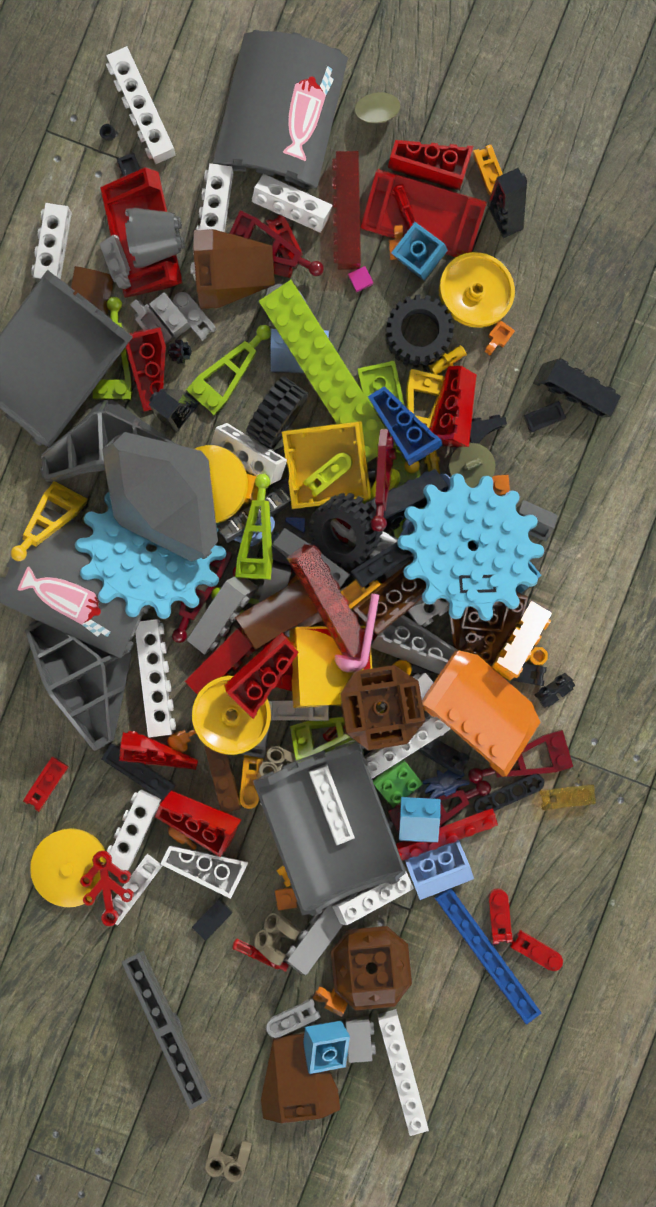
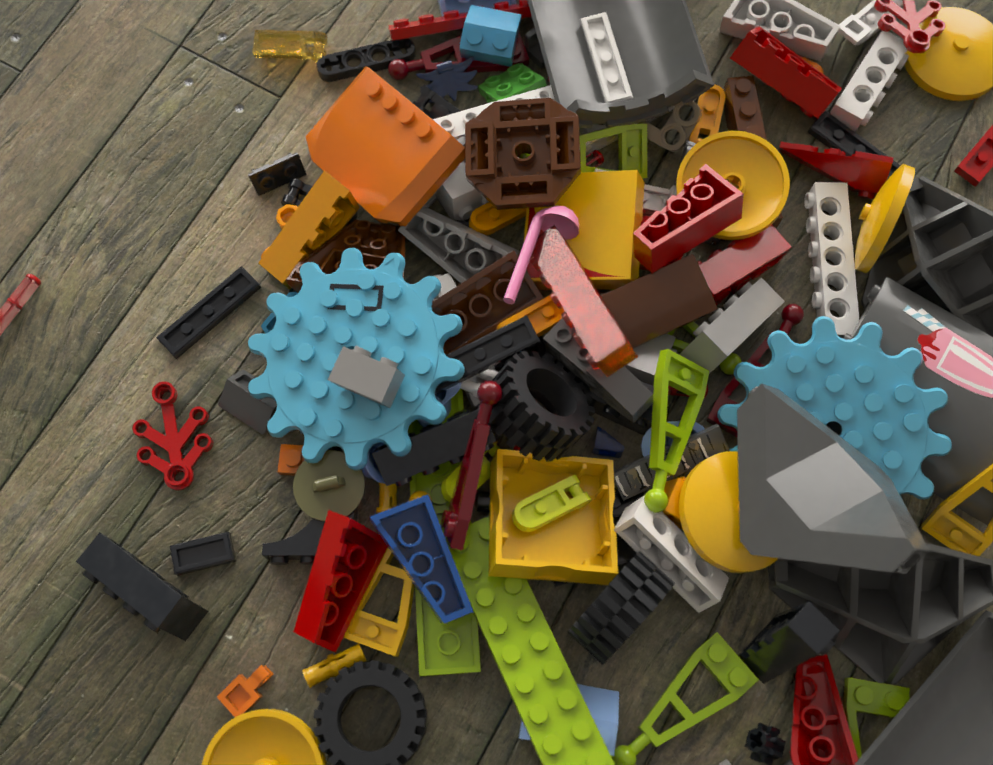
camera: 170 degrees left, 15 degrees down
(126, 703) = (881, 217): none -> yellow dish
(179, 740) = (802, 178): orange piece -> none
(459, 525) = (367, 376): none -> light grey brick
(557, 751) = (291, 101): dark red plate -> none
(578, 579) = (208, 312): none -> black tile
(581, 486) = (174, 440): none -> red plant

